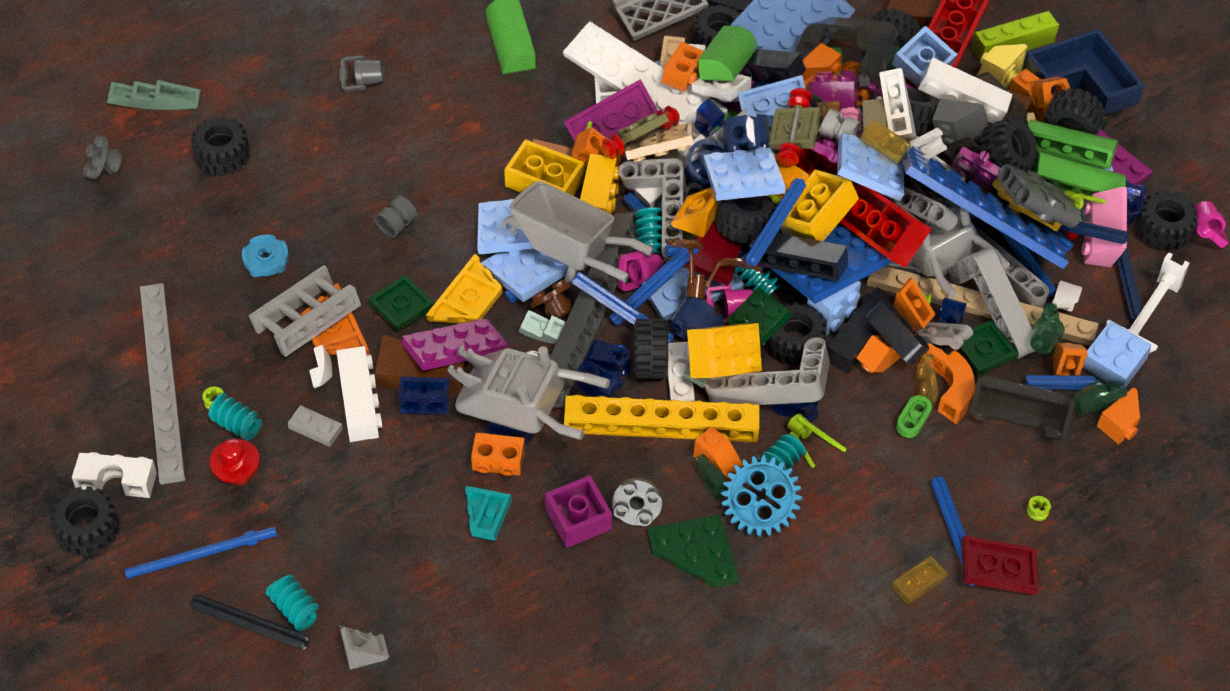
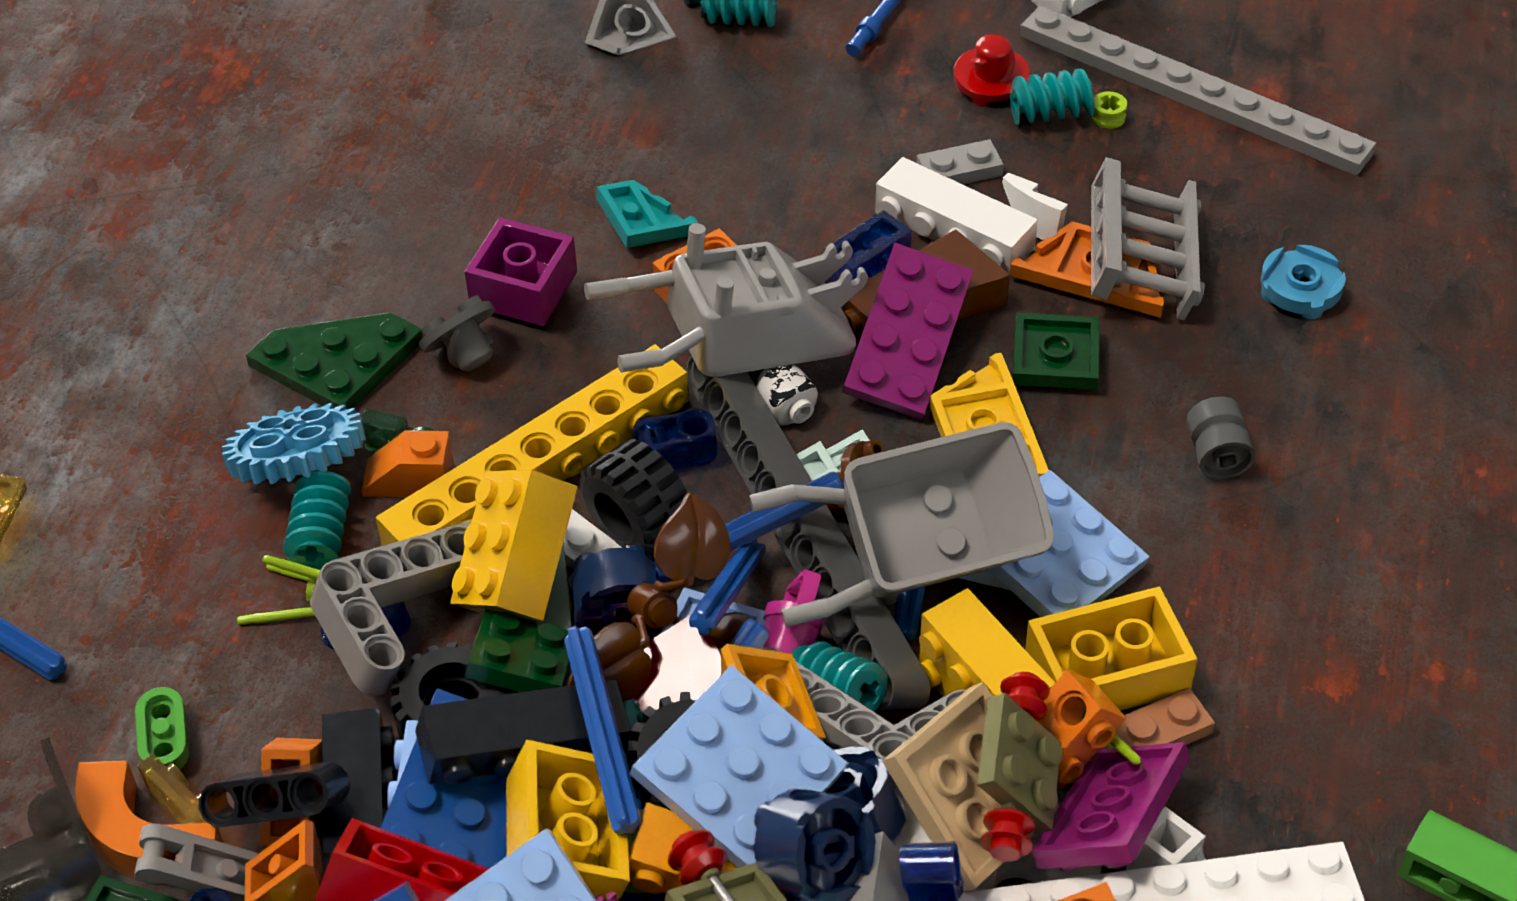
camera: 140 degrees right, 5 degrees down
(609, 356) = (709, 474): clear blue piece -> none

